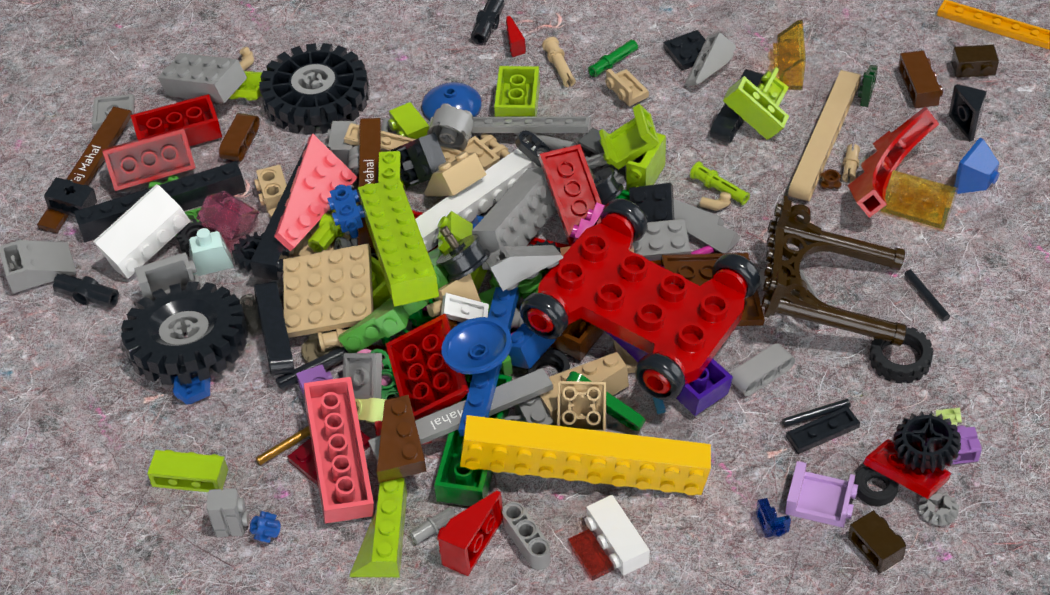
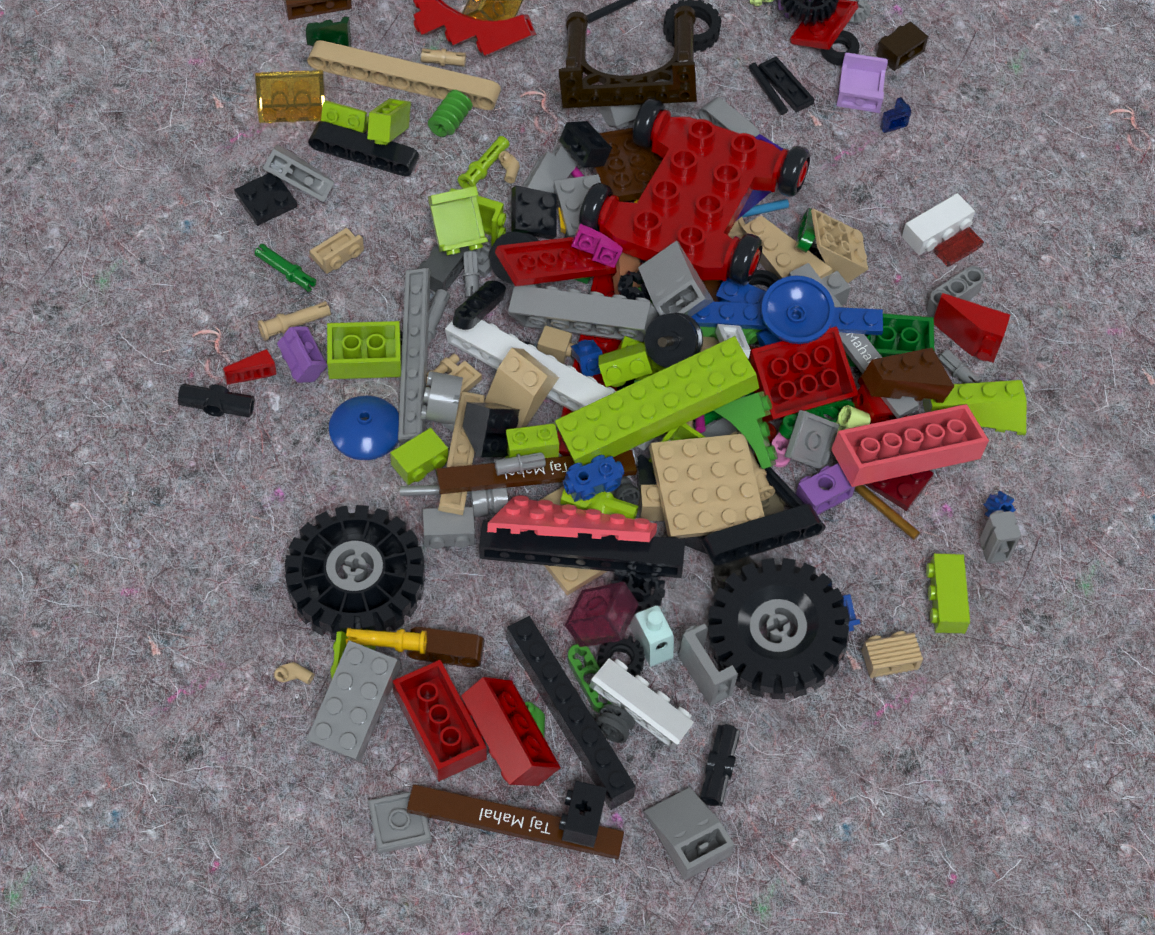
camera: 105 degrees left, 10 degrees up
(142, 418) = (891, 654): none -> tan brick
(242, 99) = (399, 640): none -> yellow pin
(271, 184) = (530, 584): tan brick -> none
(371, 163) = (519, 463): none -> light grey axle
(520, 57) = (302, 354): none -> medium lavender brick
(585, 455) = (884, 237): yellow brick -> none
(720, 235) = (585, 144): none -> black brick
(776, 162) = (450, 113): none -> bright green piece
(830, 179) = (469, 69): reddish brown plate -> none

